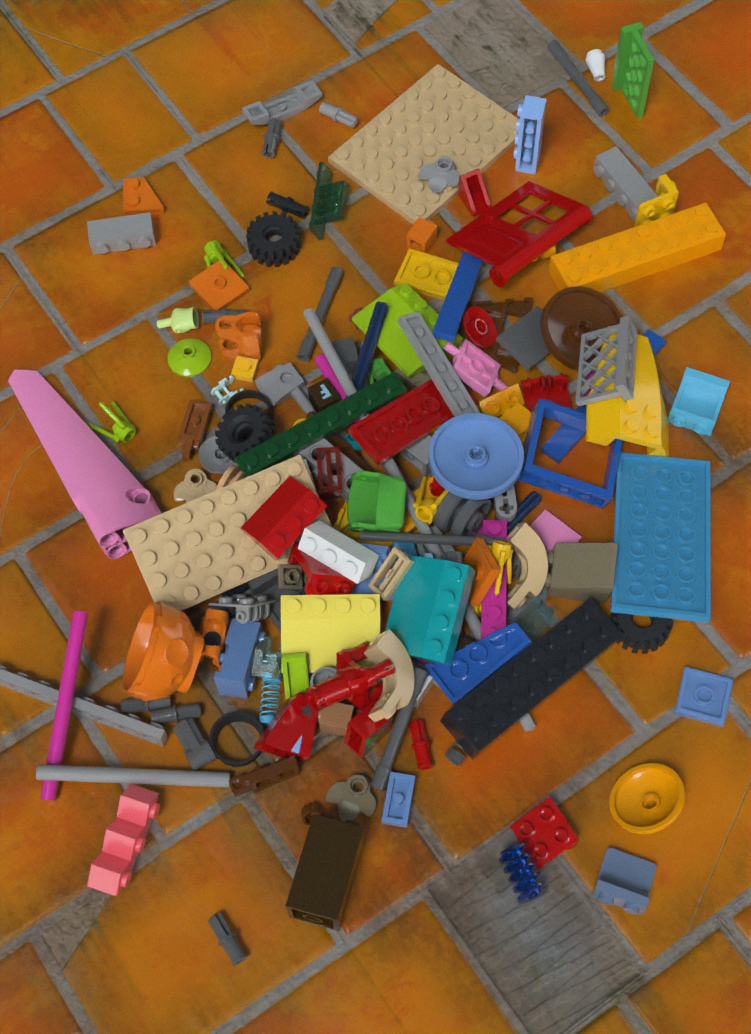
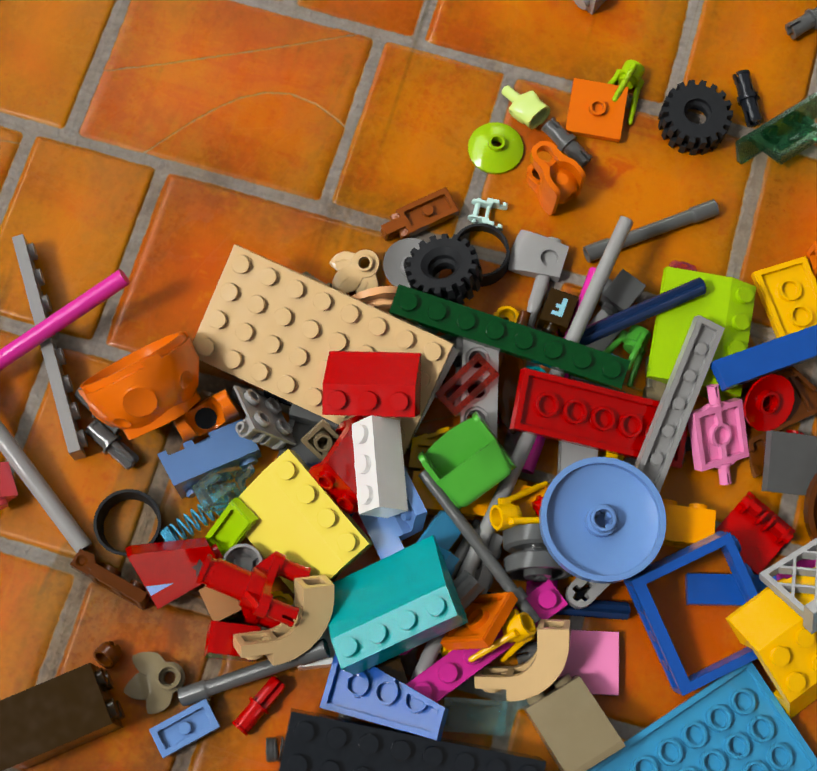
camera: 45 degrees right, 10 degrees up
(89, 470) = (290, 160): bright pink panel -> none
(123, 430) = (362, 154): lime plant -> none
(196, 748) = (92, 488): dark grey piece -> none
(245, 369) = (526, 210): yellow plate -> none
(394, 575) = (398, 547): tan tile -> none
(500, 401) = (703, 491): light orange hinge -> none

